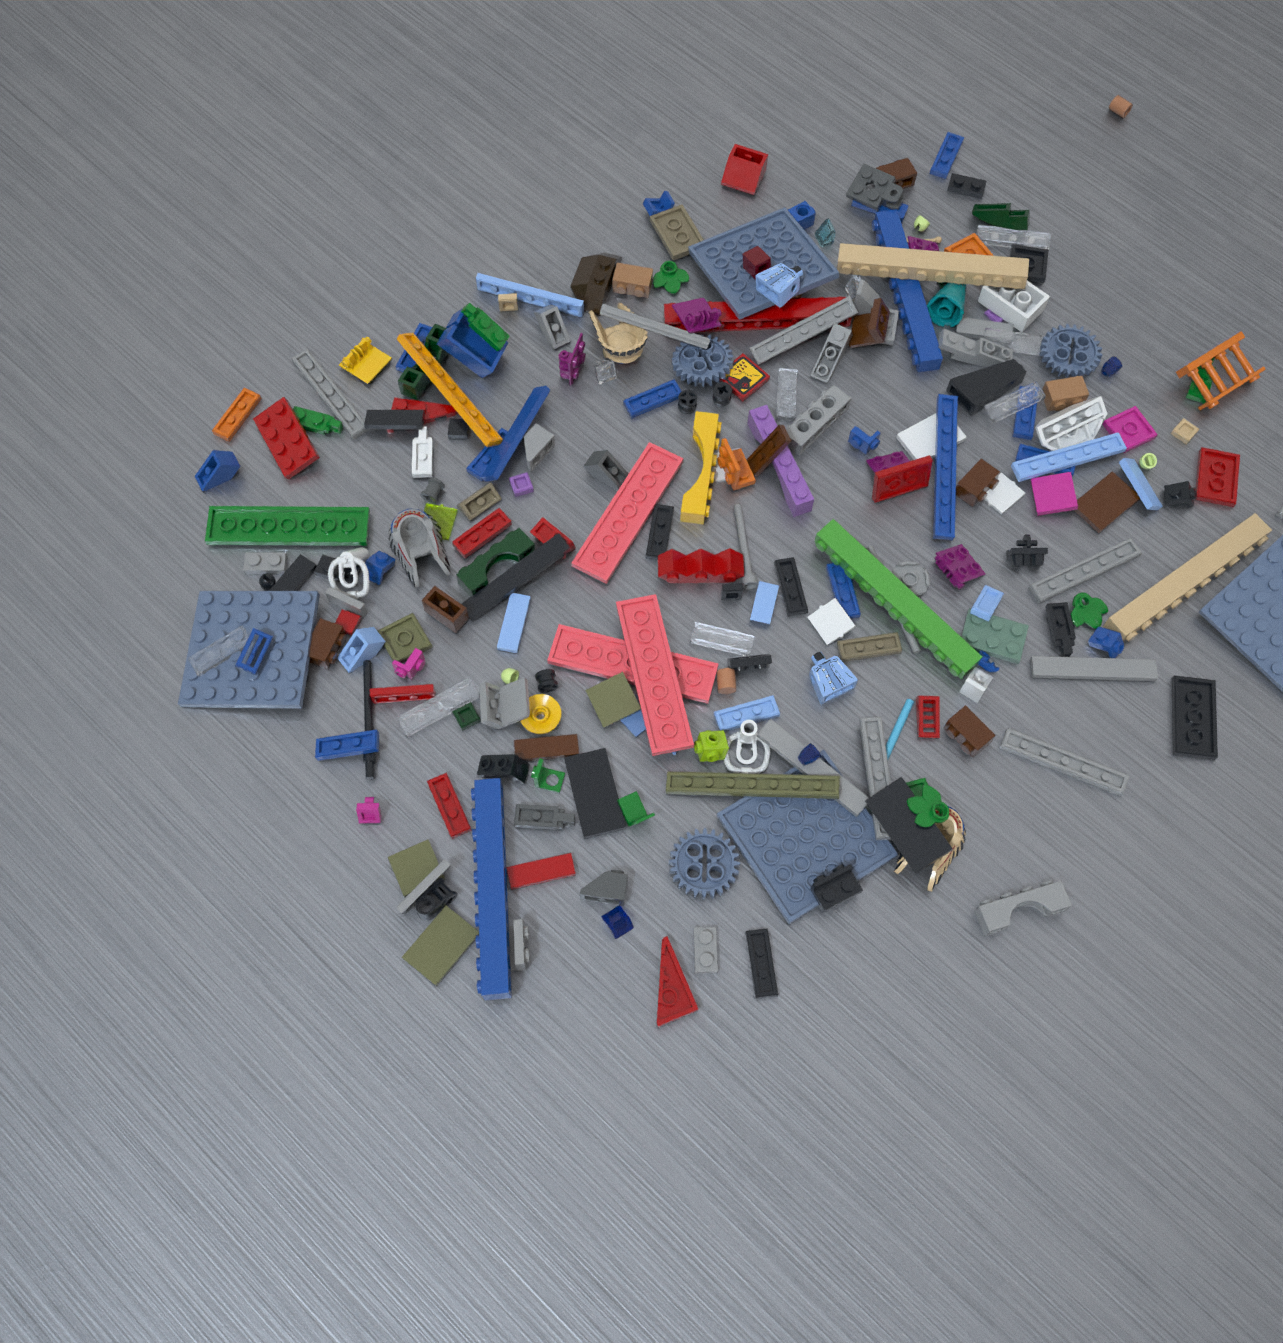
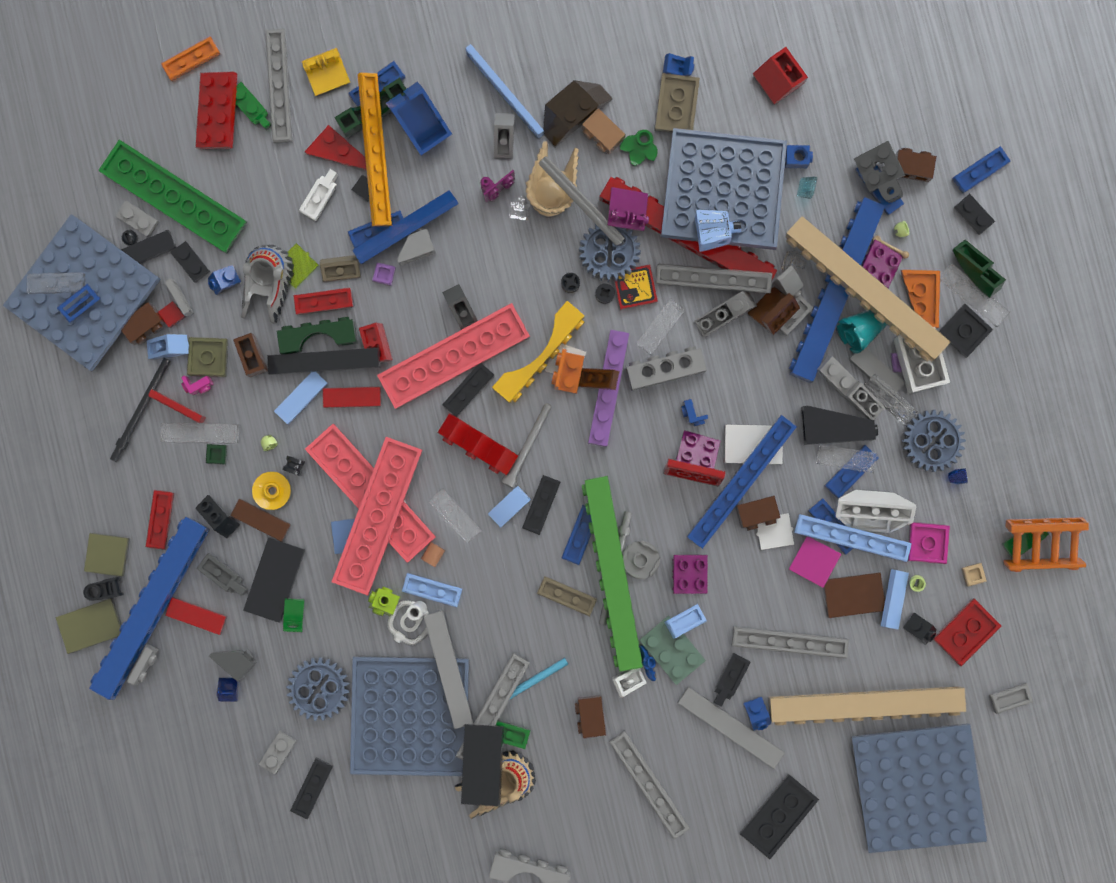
camera: 35 degrees right, 20 degrees up
(217, 469) = (144, 107): blue slope -> none
(347, 745) = (110, 423): blue tile -> none
(351, 559) = (199, 266): white piece -> none
(369, 811) = (96, 488): dark pink tile -> none
(394, 419) = (313, 149): black tile -> none
(411, 898) = (99, 576): light grey tile -> none
(432, 490) = (307, 236): dark grey bush -> none
(485, 326) = (435, 114): green hinge -> none
(504, 704) = (247, 465): light grey bracket -> none
(508, 302) = (481, 87): tan tile -> none
(541, 773) = (241, 540): green bracket -> none
(560, 596) = (352, 397): none -> red tile
(613, 700) = (334, 514): olive tile -> none
(652, 398) = (545, 260): blue tile -> none
(674, 995) = (233, 771): red wing -> none
(731, 591) = (488, 481): black tile -> none
(753, 785) = (393, 654): olive tile -> none
(756, 261) = (712, 191): dark red brick -> none
(757, 661) = (461, 549): black plate -> none
(809, 755) = (448, 660): clear blue hose -> none
(830, 677) = (515, 603): light blue torso -> none
(831, 621) = (551, 556): white piece -> none
(836, 887) = (399, 772): black bracket -> none
(926, 805) = (501, 762): green plate -> none
(935, 701) = (580, 679): red slope -> none
(1036, 554) = (753, 597): black hips -> none
(1064, 393) = (896, 477): medium nougat brick -> none
(1089, 613) = (764, 681): green plate -> none

